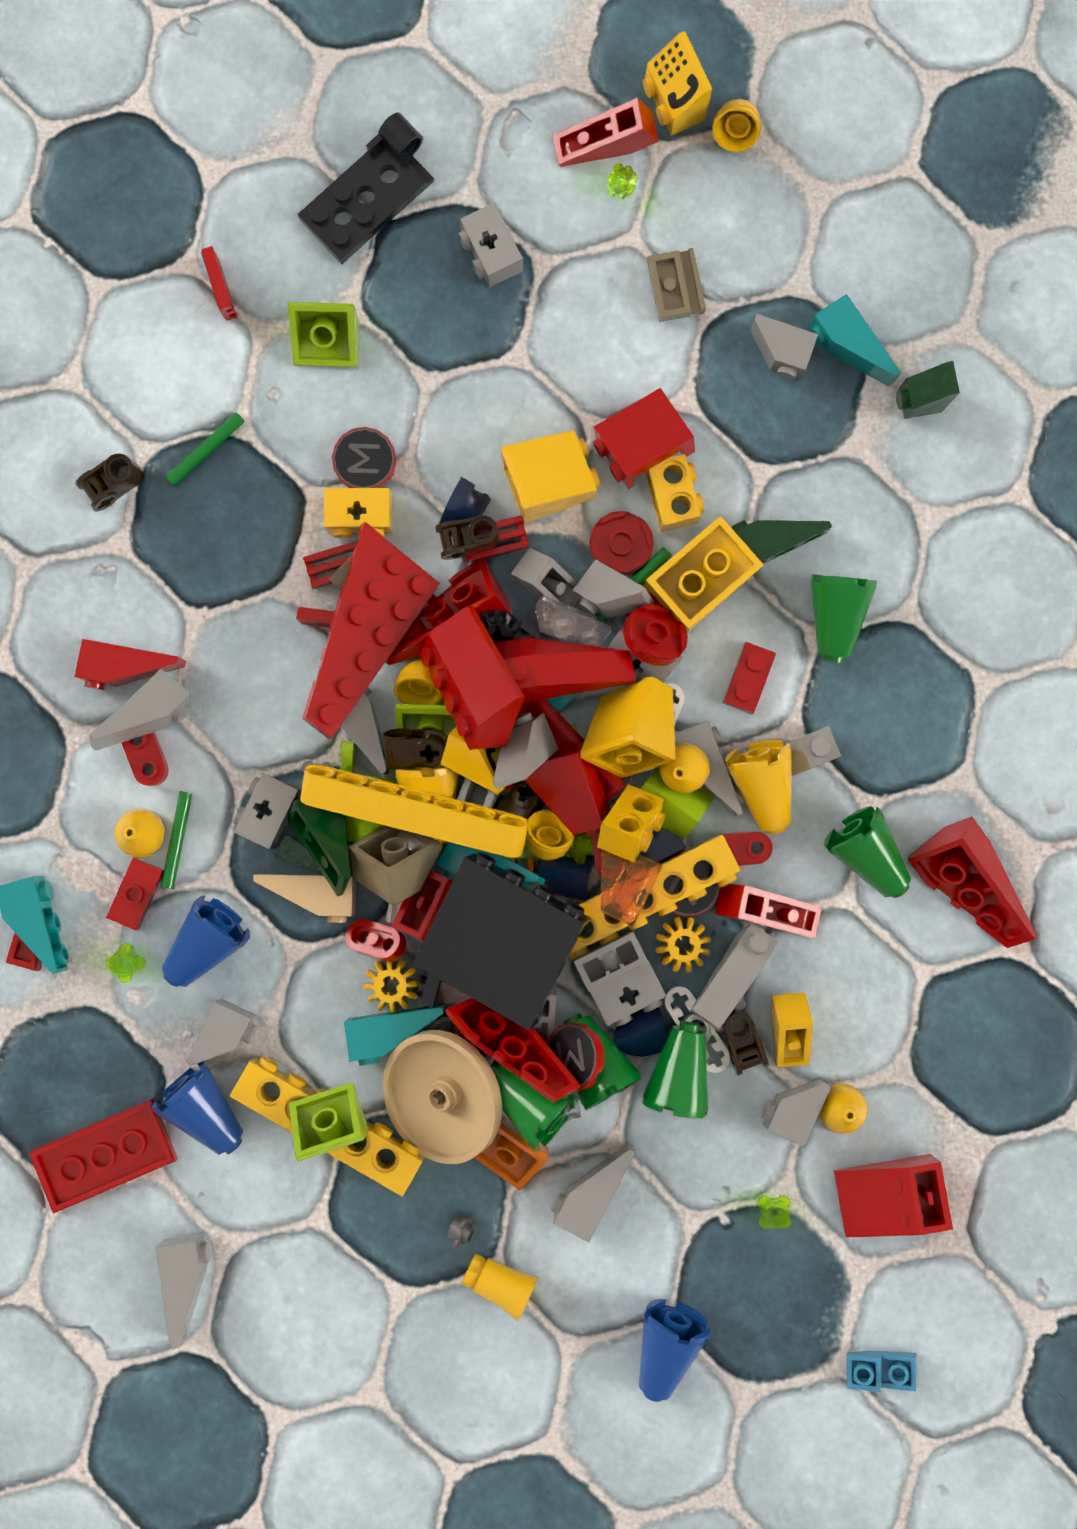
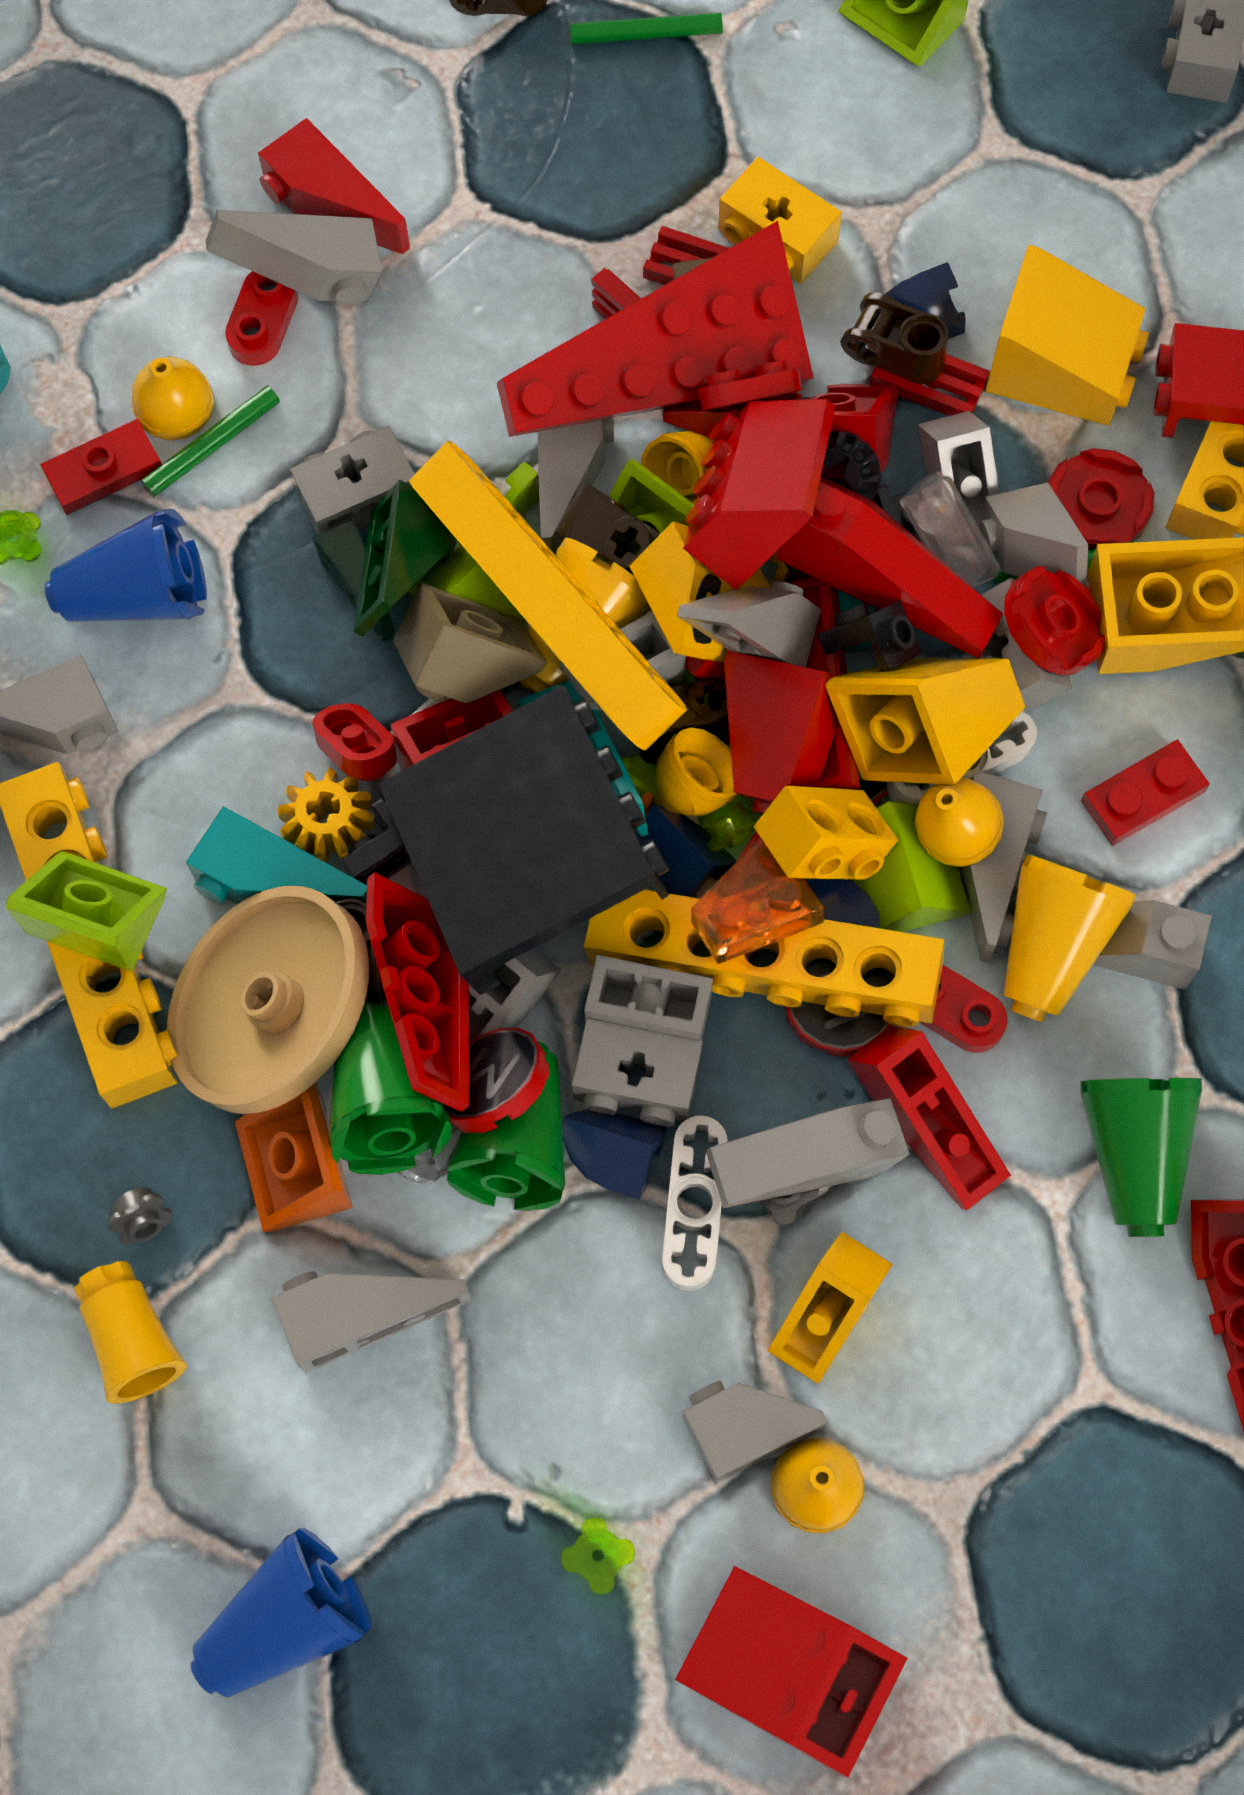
camera: 40 degrees right, 15 degrees down
(313, 894) = (326, 625): tan slope -> none
(364, 458) = (841, 167): black tile -> none
(416, 629) = (728, 389): none -> red plate
(580, 708) = (885, 629): none -> black bracket
(680, 1074) = (623, 1229): green cone -> none
(692, 938) = (772, 1045): yellow gear -> none
(744, 1046) = (746, 1271): dark brown piece -> none

